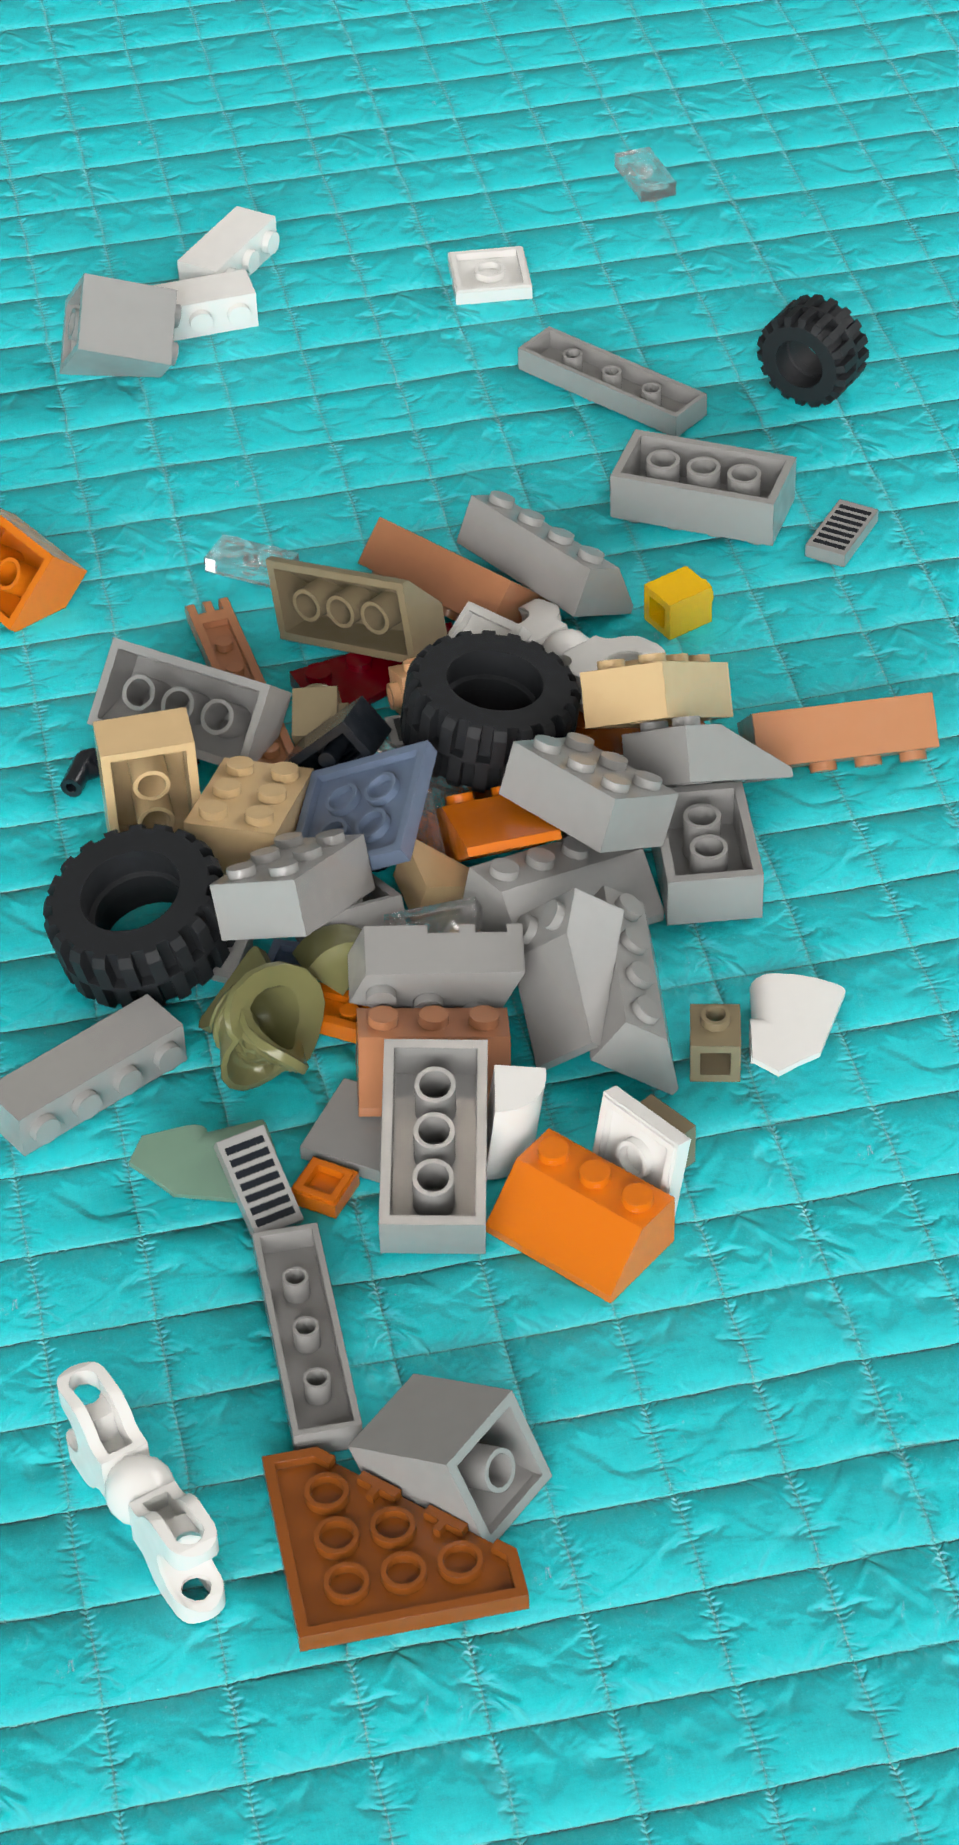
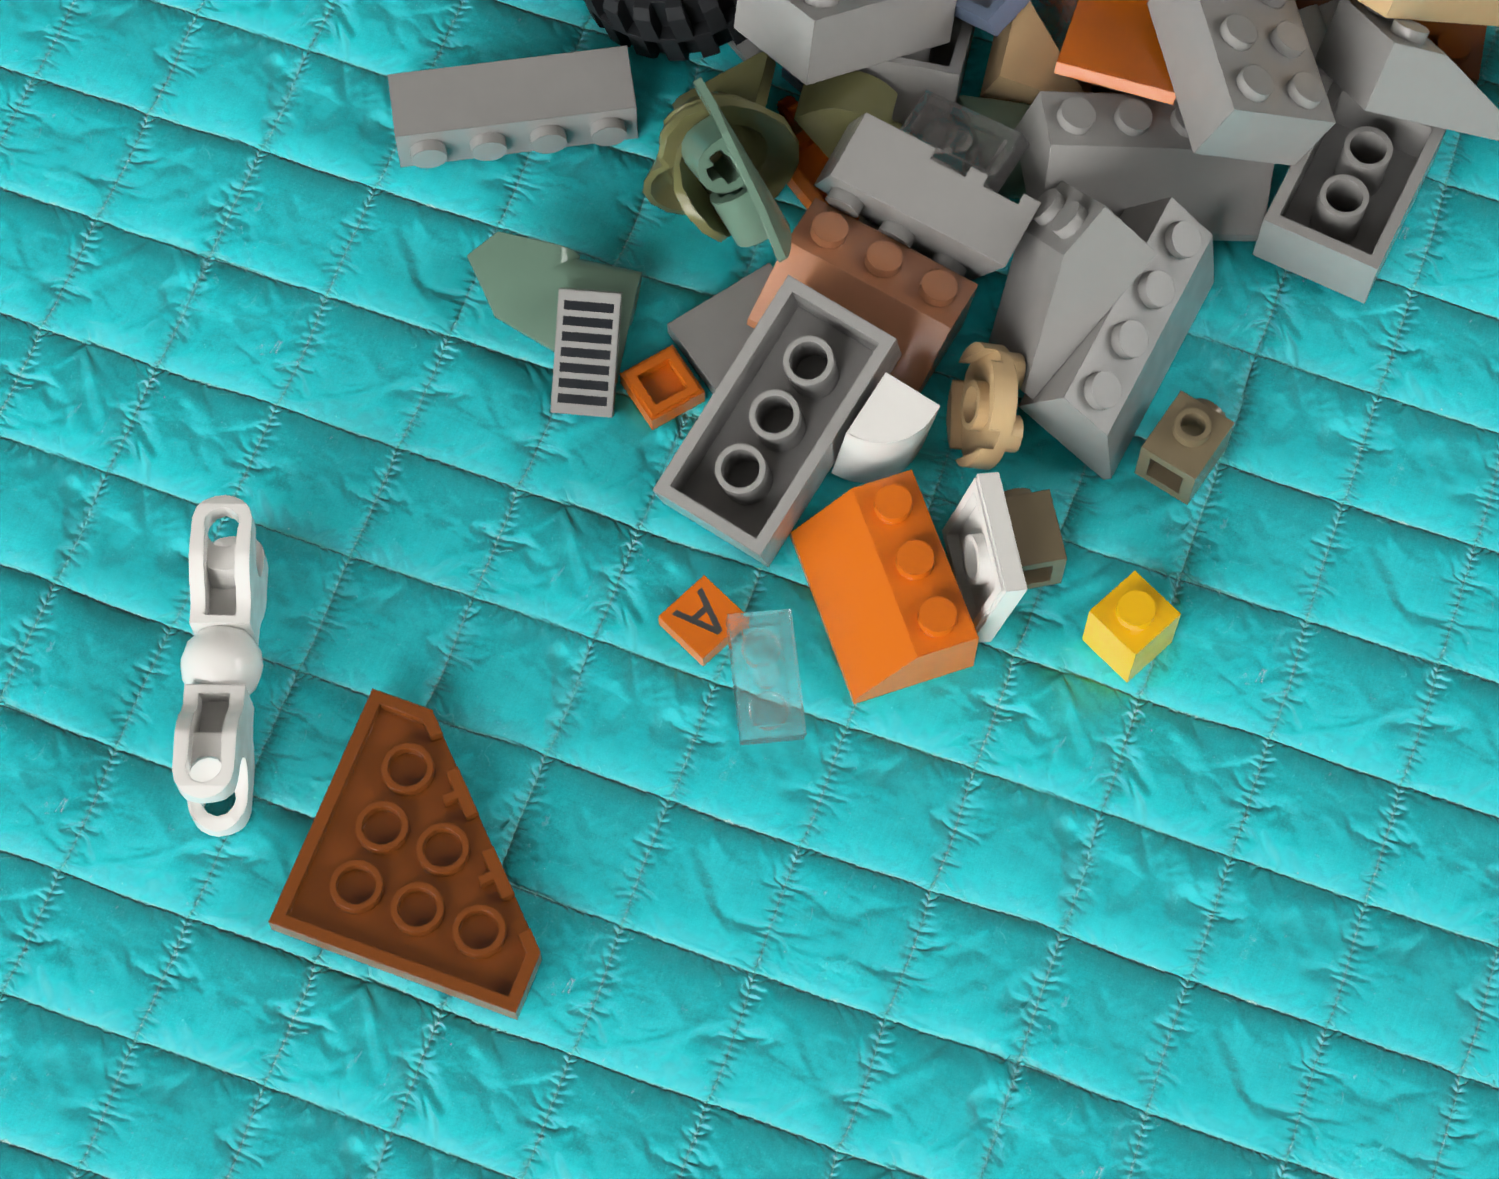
camera: 30 degrees right, 25 degrees up
(282, 998) = (735, 183): none -> sand green panel
(307, 1338) = (513, 570): light grey piece -> none
(456, 1450) = (552, 805): light grey slope -> none
(466, 1304) = (699, 620): none -> orange tile
(540, 1308) = (765, 677): none -> clear plate
(573, 1073) = (984, 406): none -> tan plate
(765, 1153) = (1131, 626): none -> yellow brick
(790, 1019) = (1283, 471): white panel -> none

